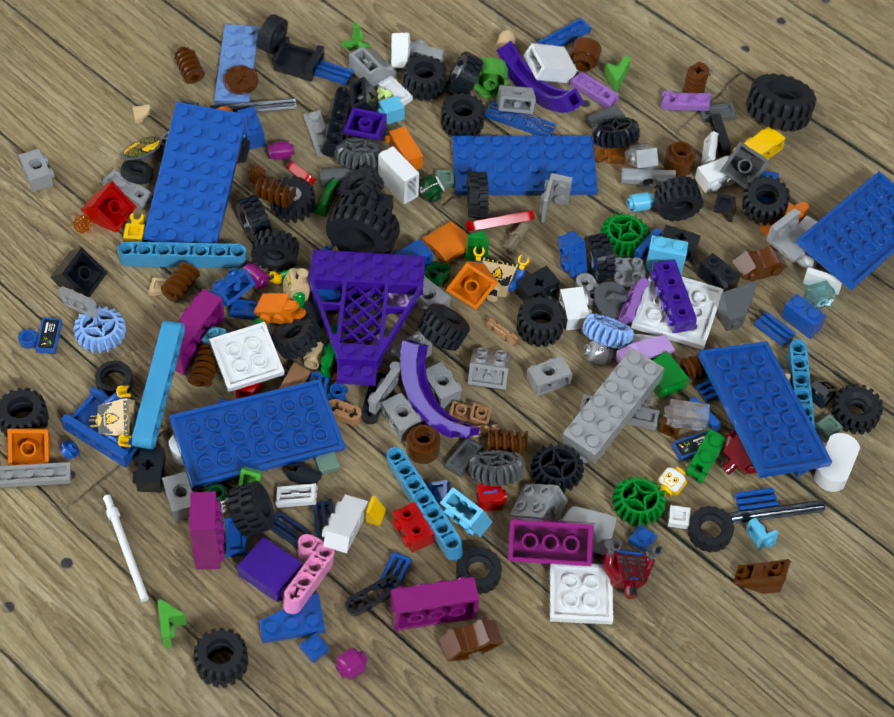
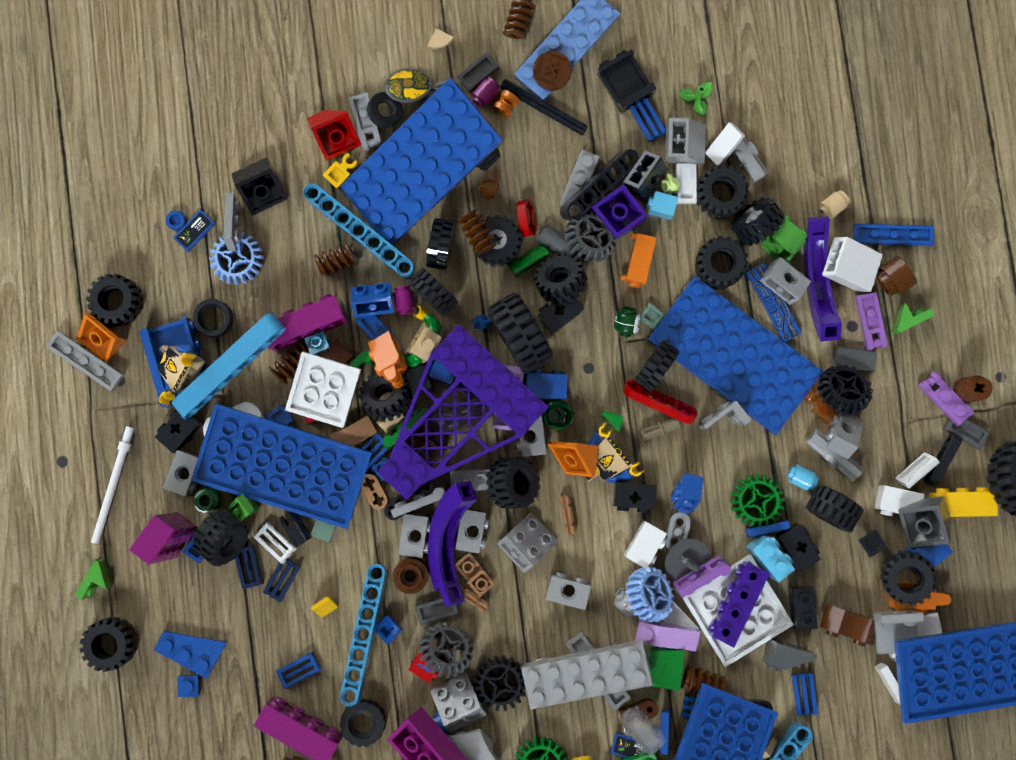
camera: 45 degrees right, 30 degrees up
(36, 169) = (301, 30): light grey brick -> none
(69, 449) = (131, 361): blue plate -> none
(82, 223) = (301, 132): clear orange plate -> none
(155, 287) = (318, 245): tan tile -> none
(253, 129) = (520, 133): blue brick -> none
(269, 569) = (204, 596): dark purple brick -> none
(272, 33) = (620, 38): black tyre -> none
(281, 150) = (528, 178): magenta brick -> none
(317, 565) = (222, 626): bright pink beam -> none
(344, 523) = (286, 604): white brick -> none
(351, 663) = (202, 724): magenta head -> none
(370, 604) = (272, 676): black beam -> none
(398, 175) = (606, 288): white brick -> none
(412, 527) = (337, 647): red brick -> none
(447, 242) = (597, 389): orange slope -> none
(465, 513) = (387, 673): medium azure brick -> none
(508, 441) = (480, 628): reddish brown piece -> none
(540, 309) = (623, 535): black tyre -> none
(600, 256) = (708, 514): black wheel -> none
(629, 271) = (727, 539): light grey dish -> none
(680, 157) = (891, 459): reddish brown piece -> none
(803, 316) = (839, 706): blue brick -> none
(820, 294) = (874, 695): clear light blue brick -> none

